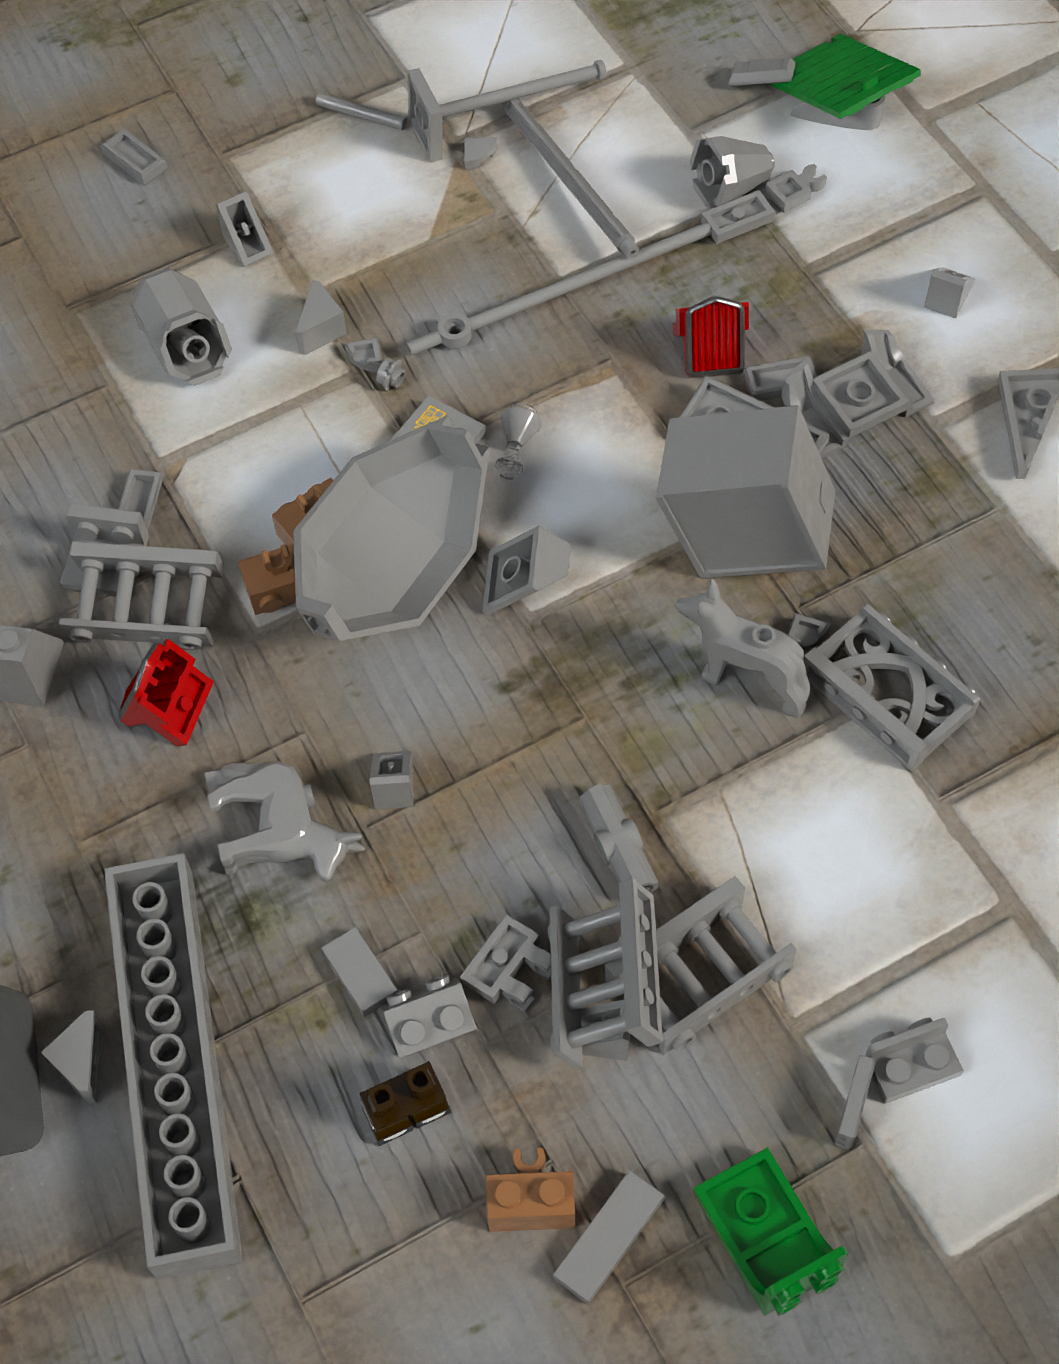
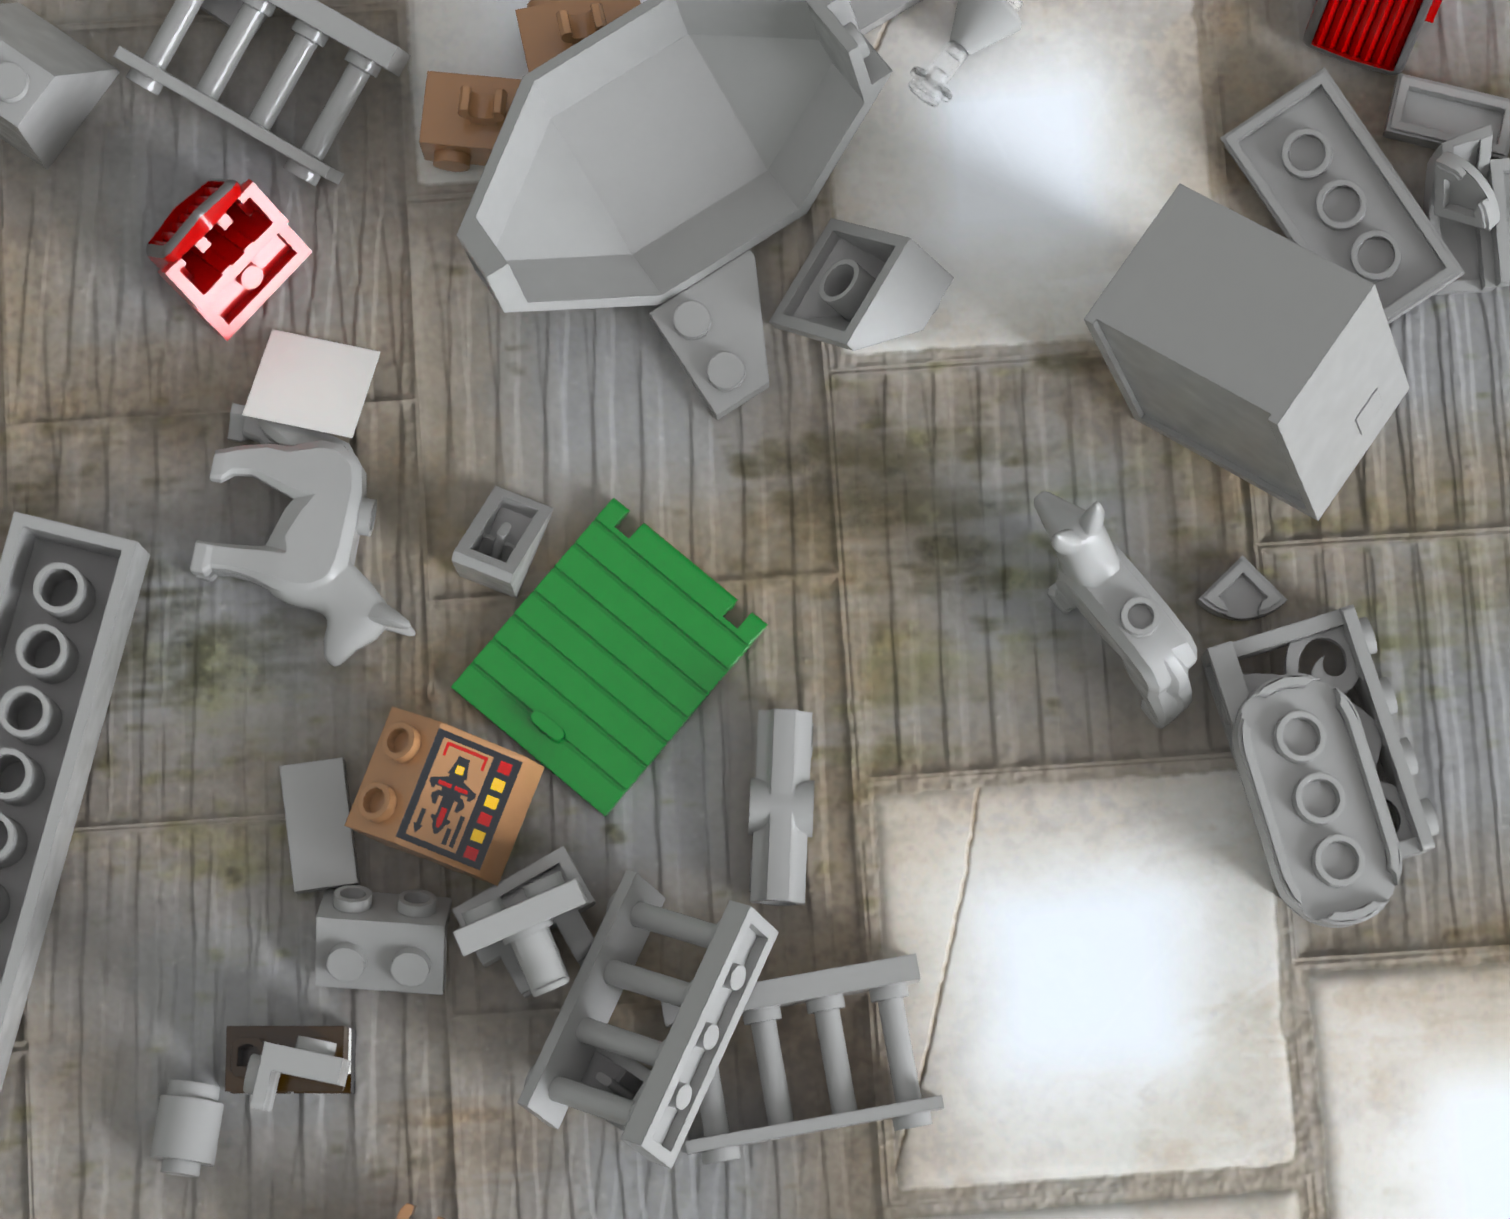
camera: 25 degrees right, 20 degrees up
(245, 743) = (311, 383): none -> white sticker
(361, 1172) = (187, 1128): none -> light grey brick
(417, 1077) = (308, 1060): none -> light grey bracket
(425, 915) = (444, 795): none -> medium nougat piece
(459, 629) = (719, 335): none -> light grey wing
(480, 814) = (610, 656): none -> green door
(510, 952) = (526, 929): none -> light grey plate
(809, 396) = (1463, 193): none -> light grey tile
(905, 702) = (1316, 800): none -> light grey tile

